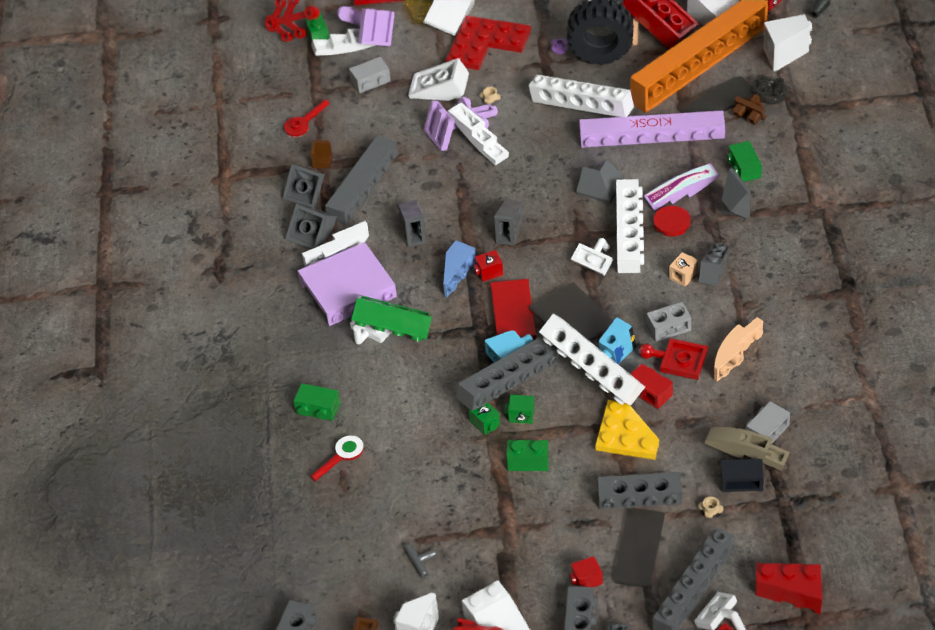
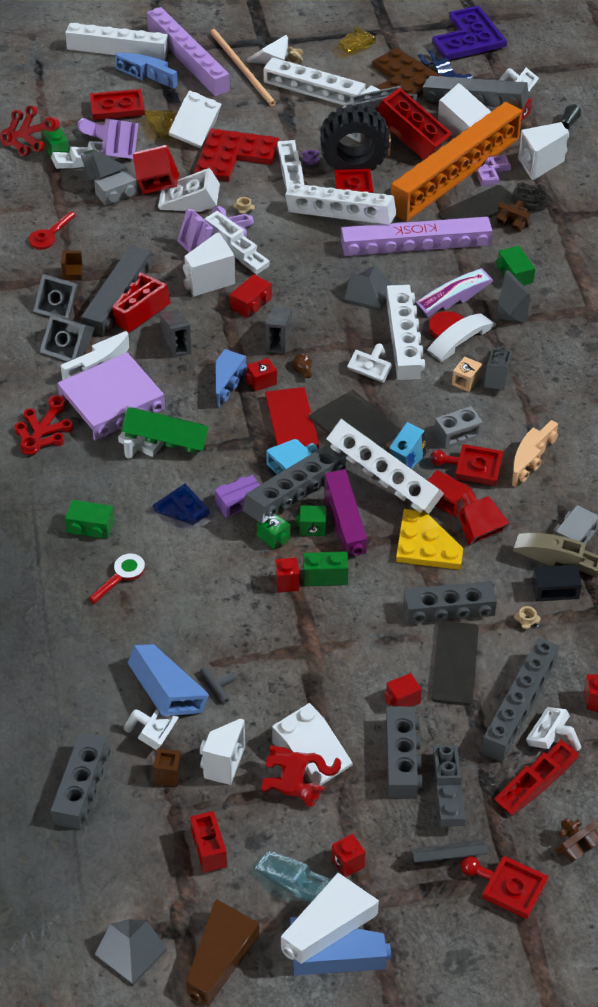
camera: 10 degrees left, 0 degrees up
(270, 329) = (32, 444): none -> red plant
(355, 54) = (99, 165): none -> dark grey slope
(358, 598) = (156, 727): none -> white plate
(372, 557) = (166, 682): none -> medium blue slope
(382, 192) = (140, 303): none -> red wedge
(403, 391) = (182, 505): none -> clear blue wing
(407, 59) = (155, 169): none -> red slope
(446, 383) = (231, 497): none -> medium lavender brick
(449, 158) = (209, 266): none -> white slope
(486, 187) = (251, 296): none -> red brick
(492, 460) = (287, 574): none -> red brick
(529, 256) = (302, 364): none -> reddish brown animal
(539, 52) = (290, 163): none -> white slope
(551, 403) = (344, 513): none -> magenta slope
(598, 72) = (354, 180): none -> red plate
(678, 411) = (480, 518): none -> red torso
(681, 227) = (459, 332): none -> white slope
(730, 64) = (487, 173): none -> lavender tile

